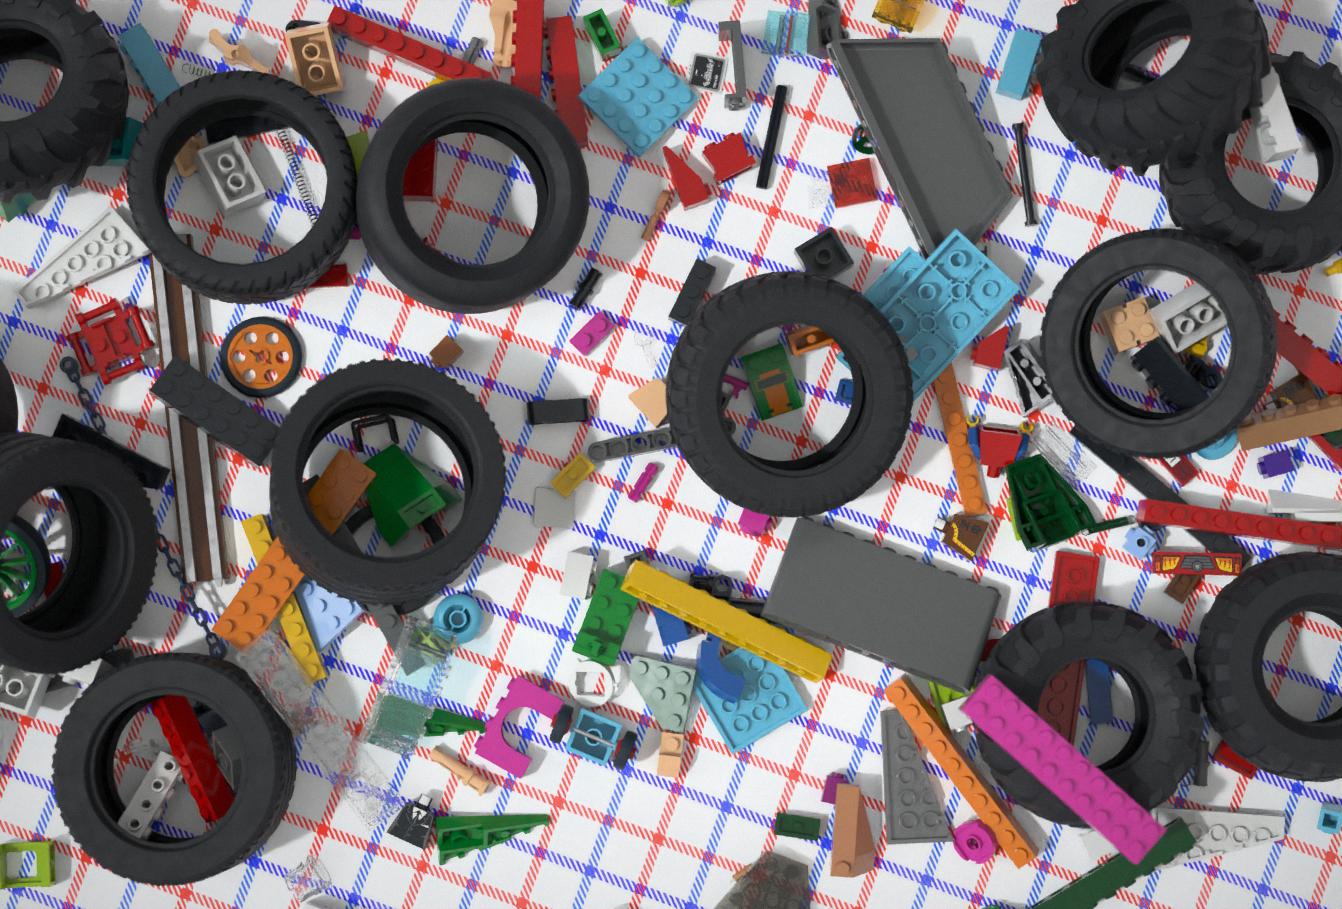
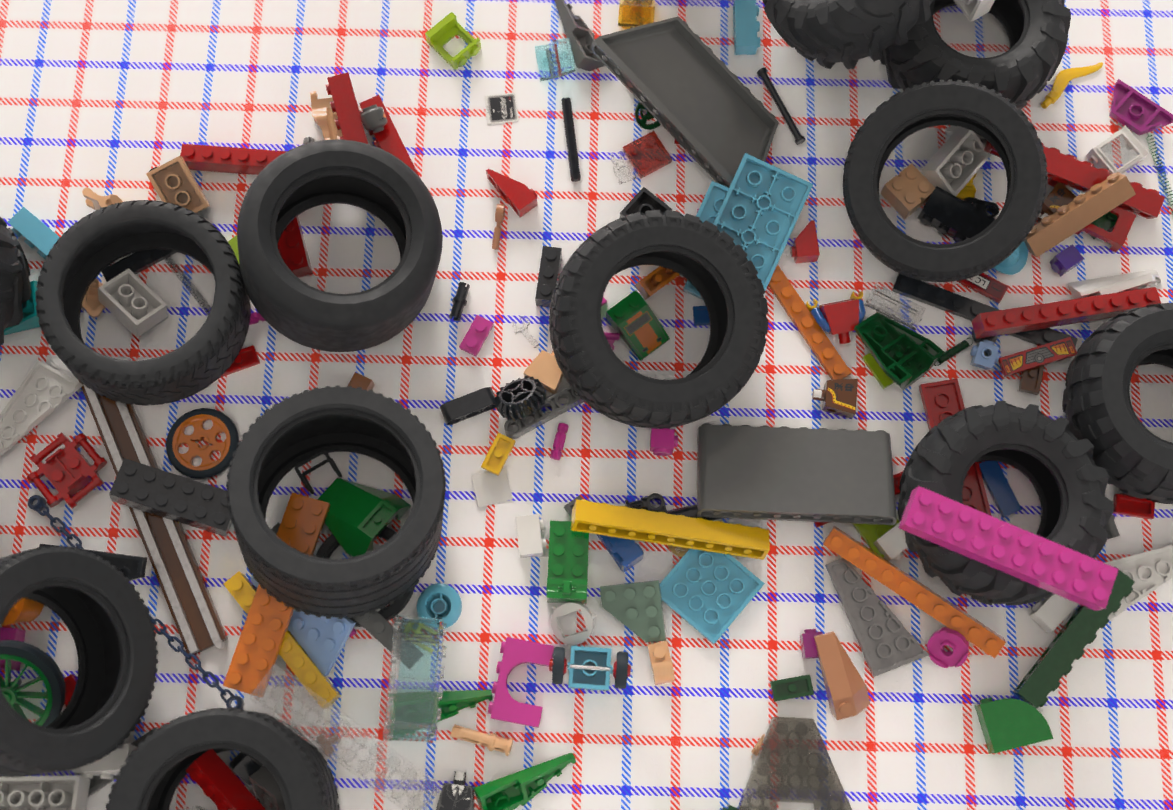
camera: 20 degrees left, 10 degrees down
(556, 46) = (374, 118): none -> dark grey head
(602, 34) = (408, 102): green brick -> none
(616, 428) = (520, 398): none -> black gear
(637, 97) = (453, 140): medium azure plate -> none
(713, 674) = (675, 579): blue arch -> none
(728, 158) = (541, 164): red hips -> none
(732, 32) = (511, 69): dark grey panel -> none
(1028, 377) = (848, 255): wedge -> none

